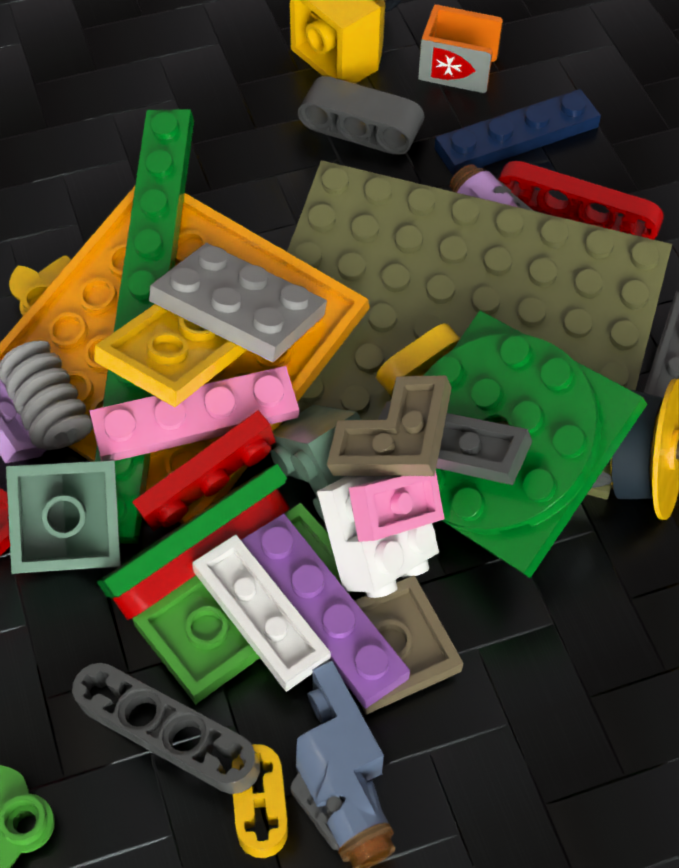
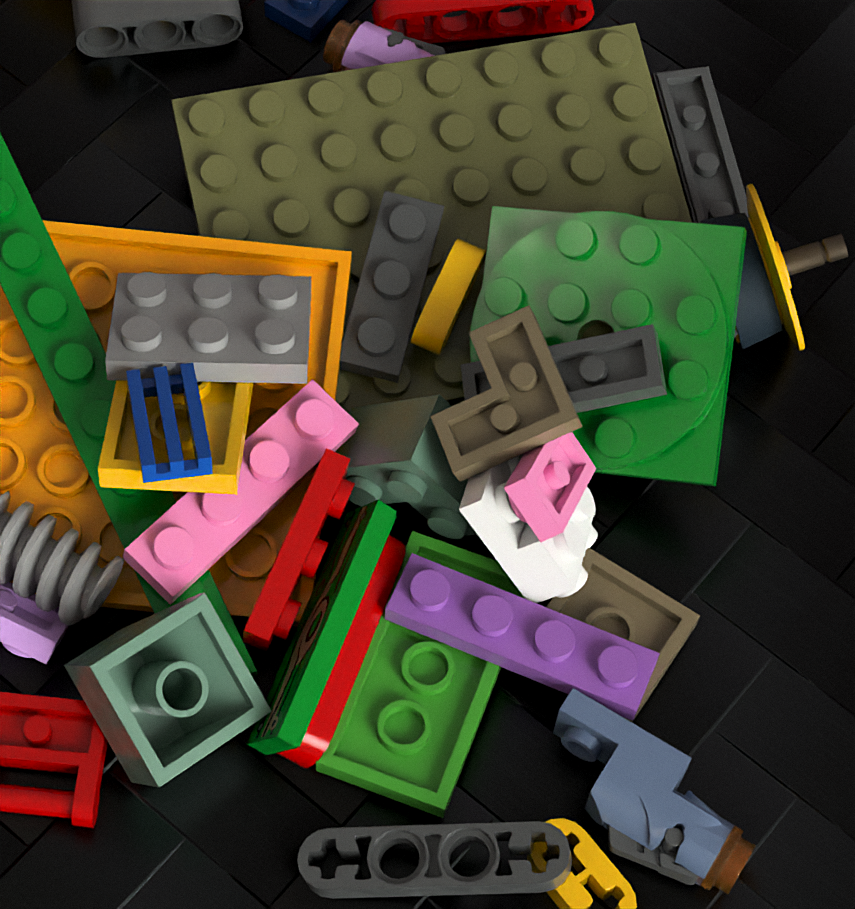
camera: 35 degrees left, 5 degrees up
(143, 329) = (163, 387): none -> blue tile
(261, 612) = (461, 676): white plate -> none
(394, 327) = (390, 286): none -> dark grey plate

